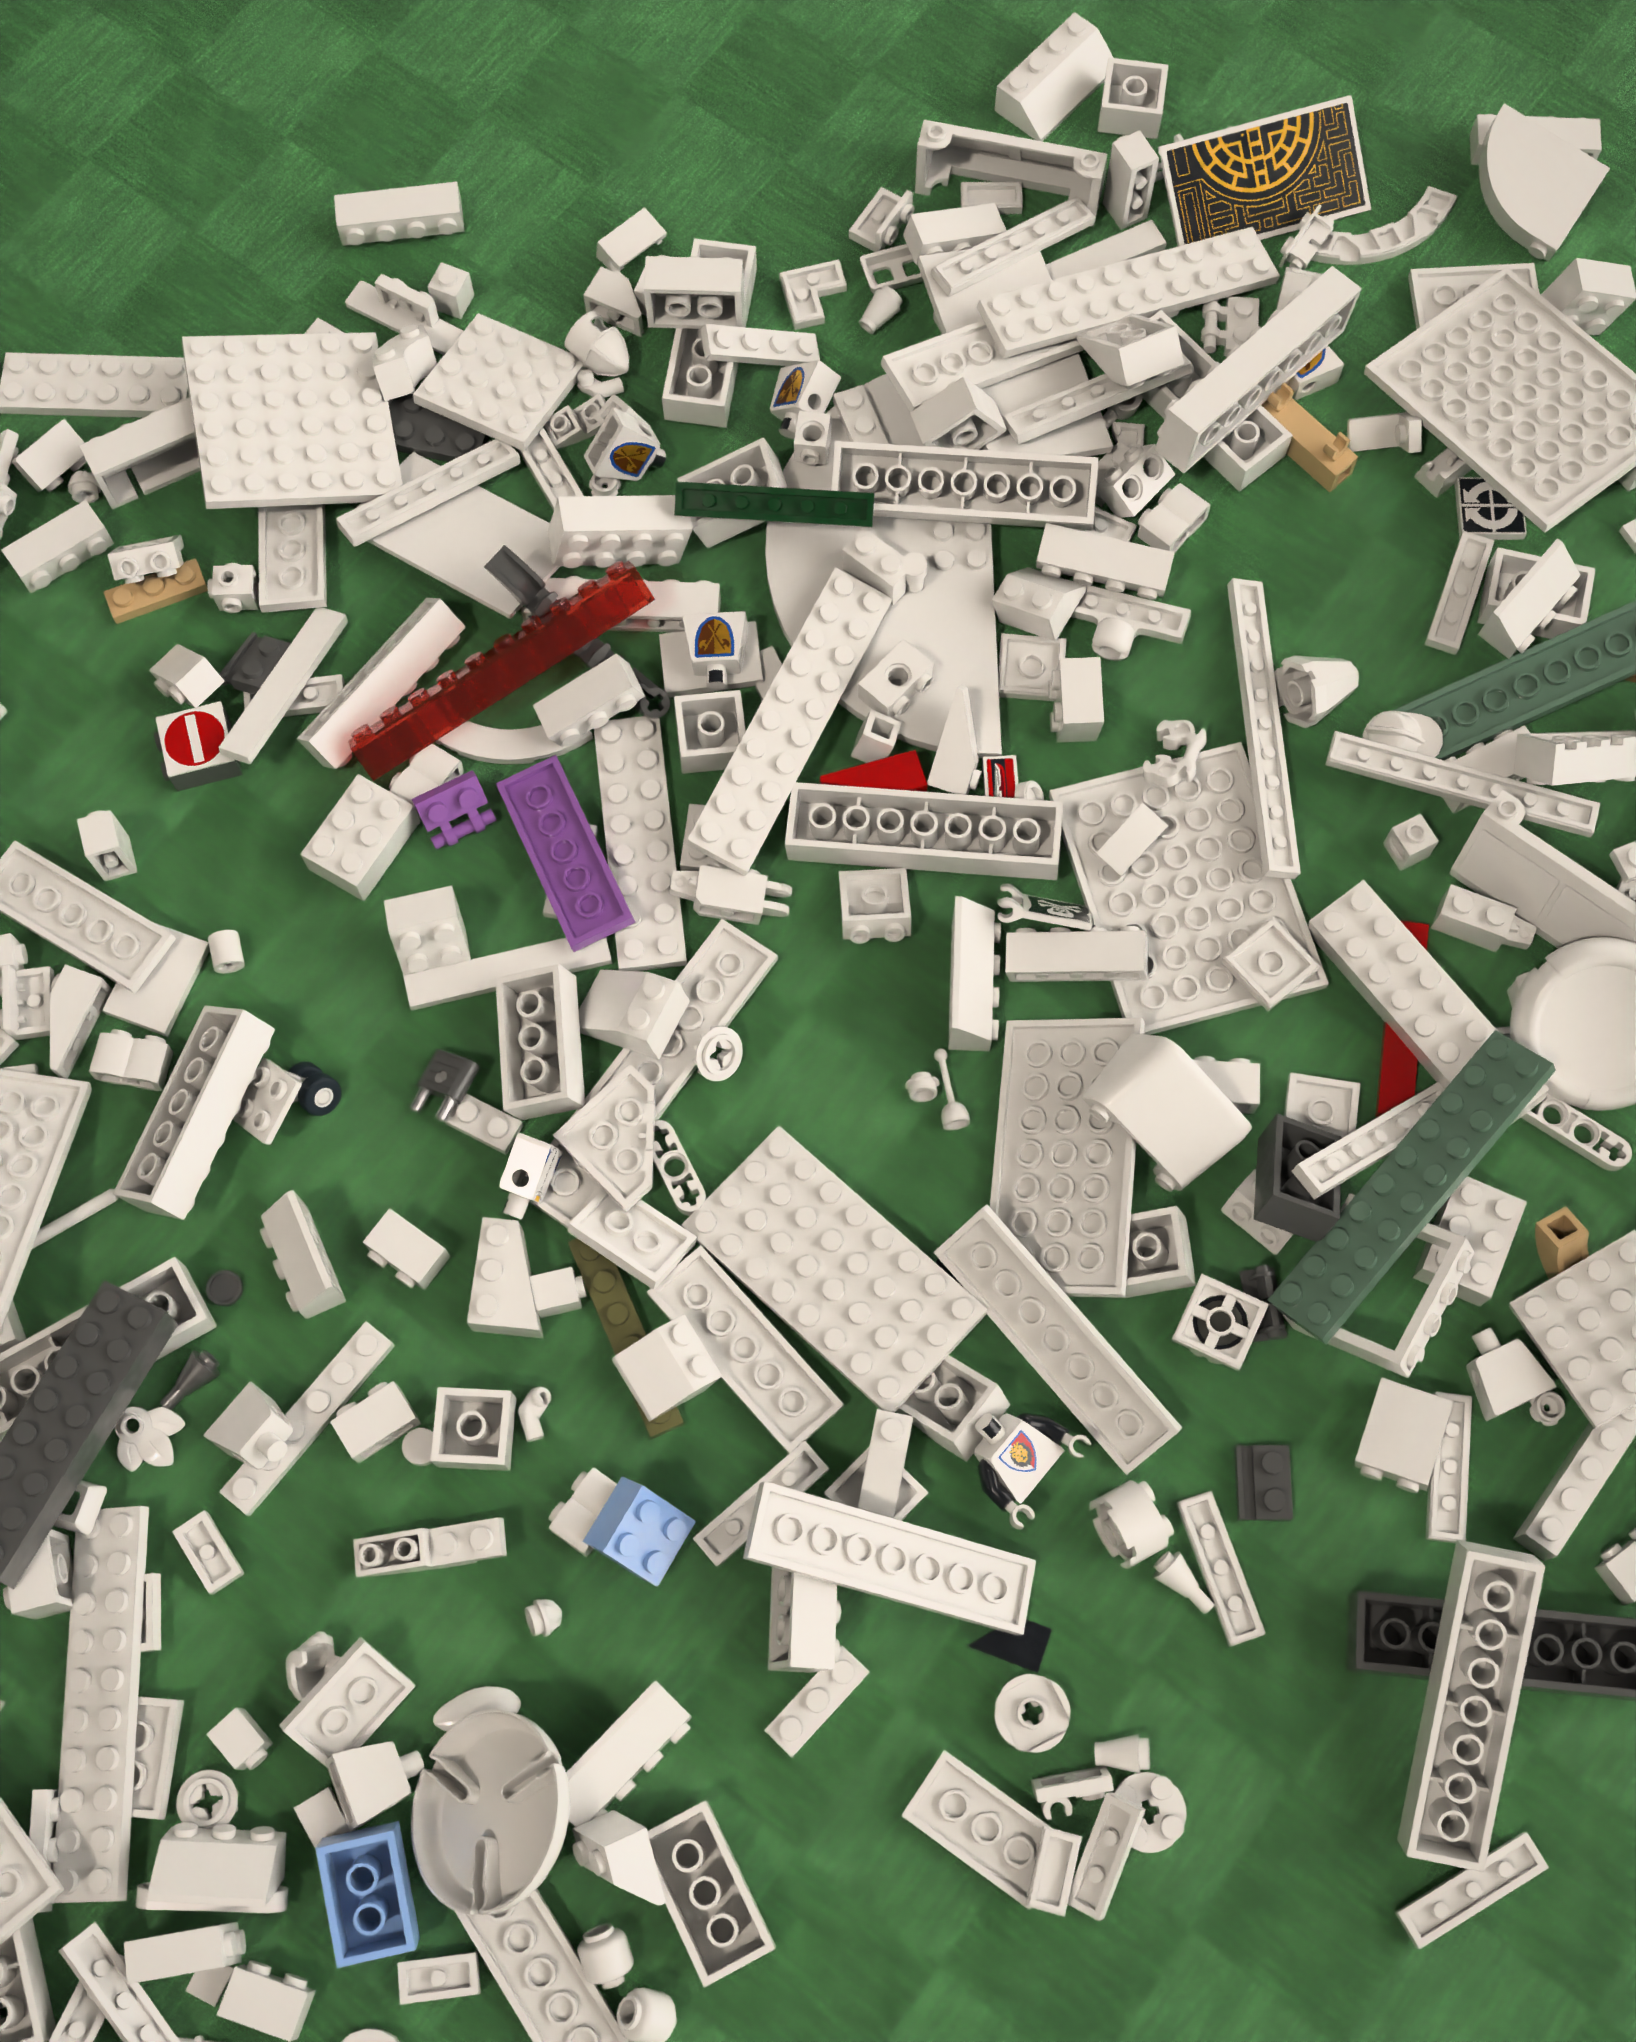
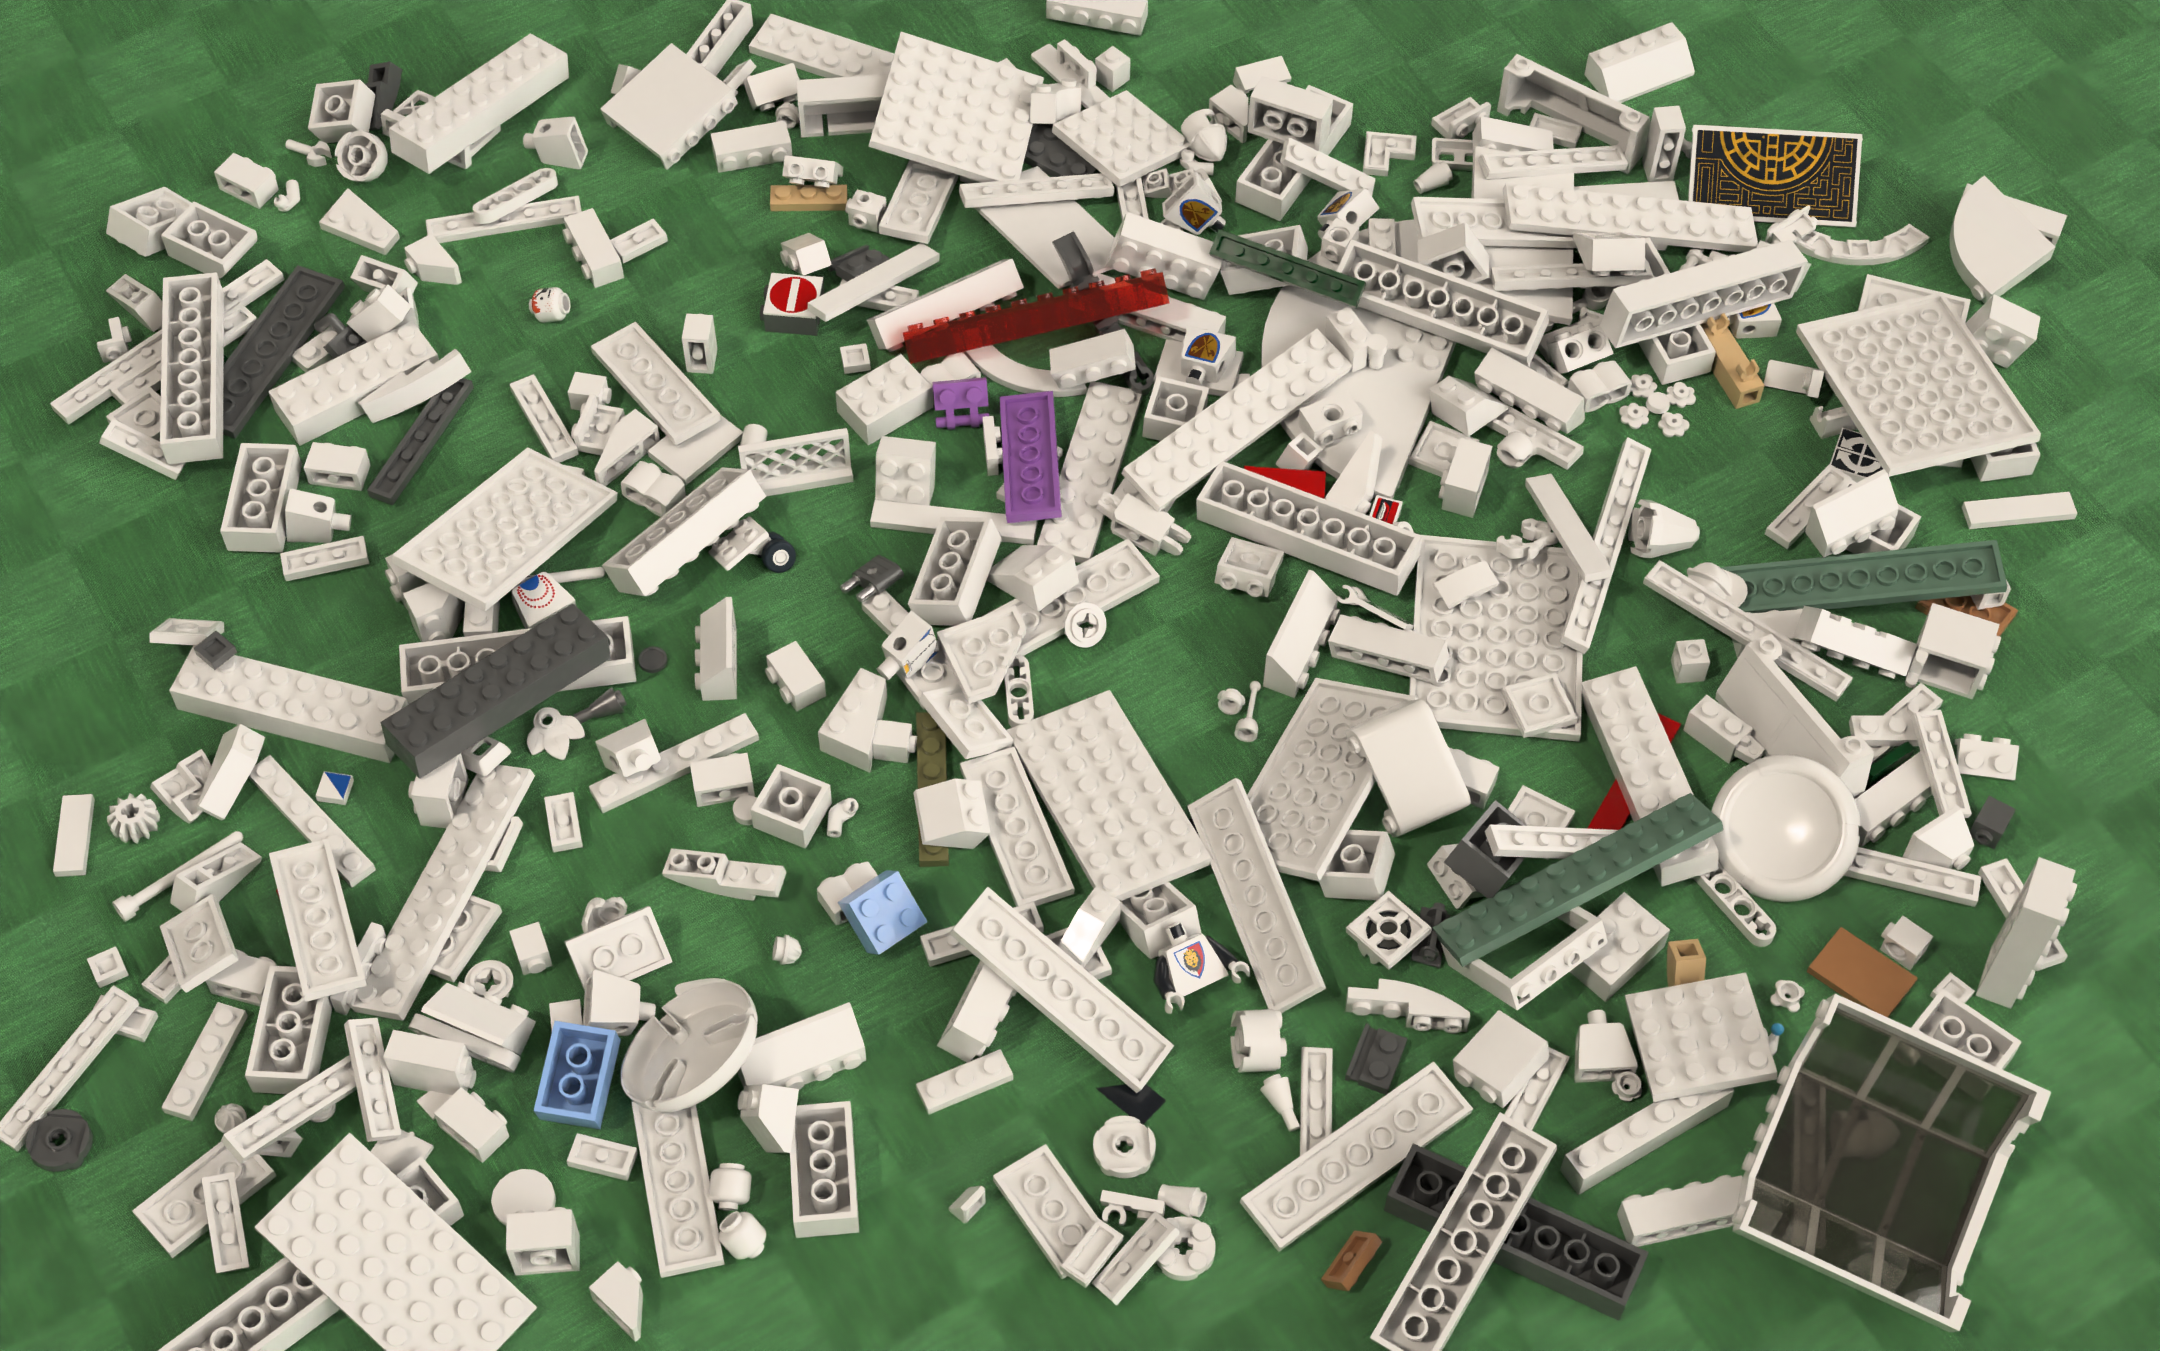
camera: 20 degrees right, 15 degrees down
(60, 1270) = (539, 599): none -> white torso
(293, 971) = (799, 474): none -> white fence
(302, 792) = (855, 358): none -> white plate
(507, 840) = (993, 454): none -> white plate
(883, 1857) = (968, 1203): none -> white slope
(1132, 97) = (1695, 91): white brick -> none
(1216, 724) = (1568, 528): none -> white tile
(1244, 518) = (1658, 403): none -> white plant
(1287, 1400) = (1421, 1006): none -> white slope
(1292, 1620) = (1355, 1156): none -> white plate
(1339, 1754) = (1351, 1260): none -> medium nougat plate

